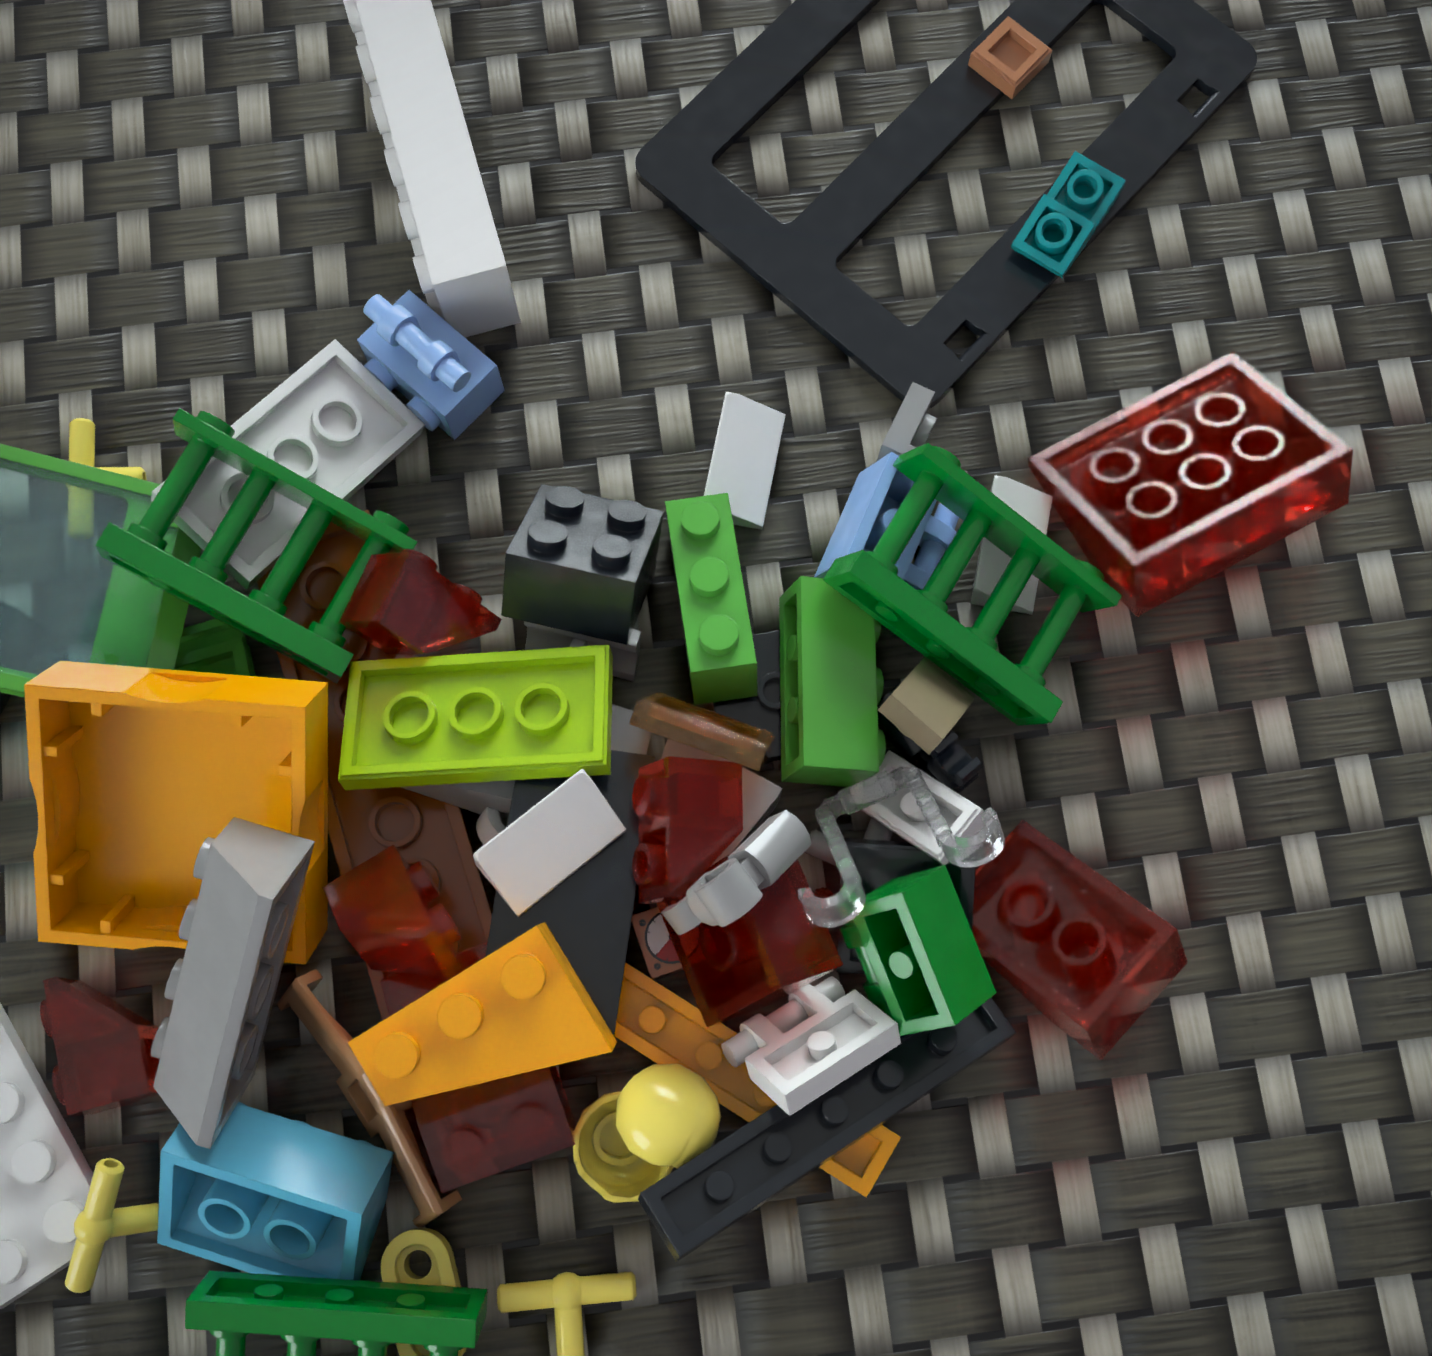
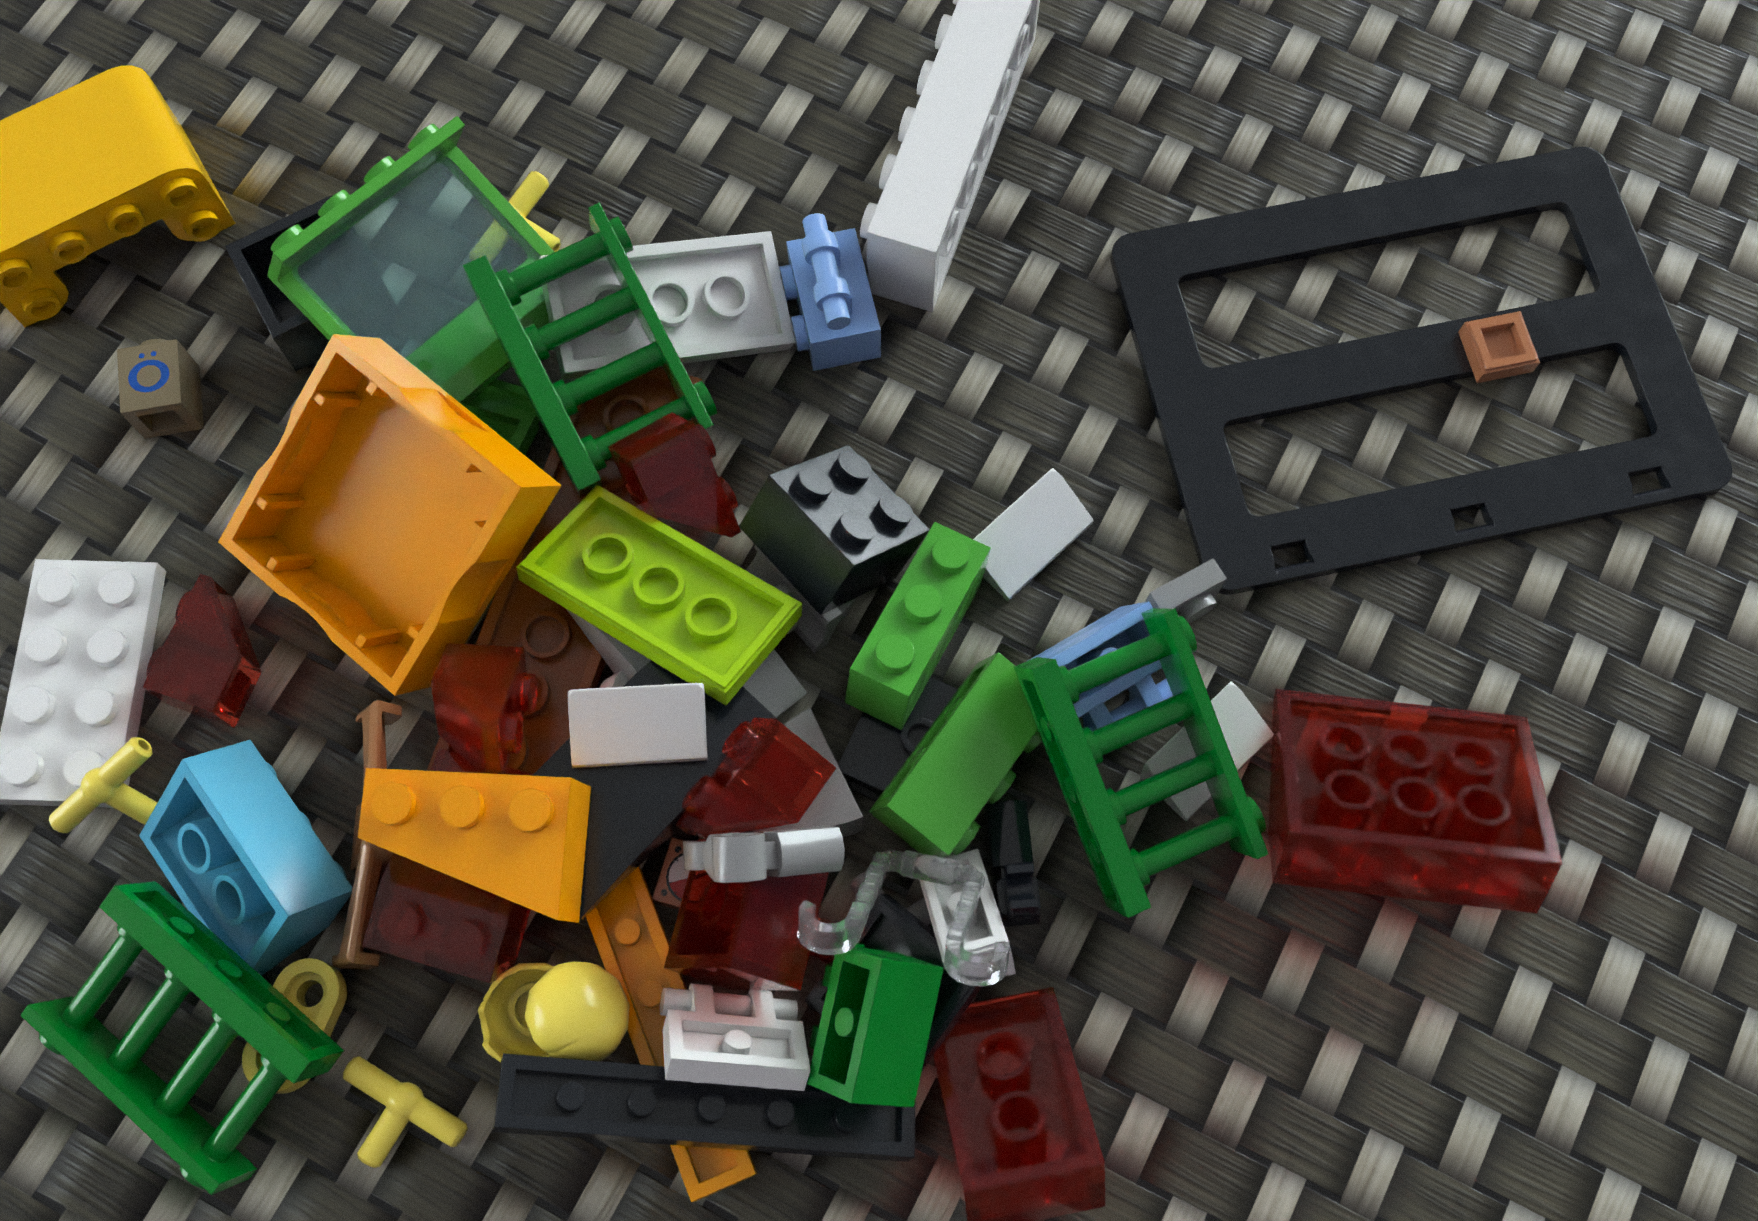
camera: 35 degrees right, 5 degrees down
(228, 972) = (330, 659): light grey slope -> none
(703, 729) = (829, 723): clear orange tile -> none
(927, 705) = (1029, 827): dark tan slope -> none
(1068, 214) = (1456, 508): teal slope -> none

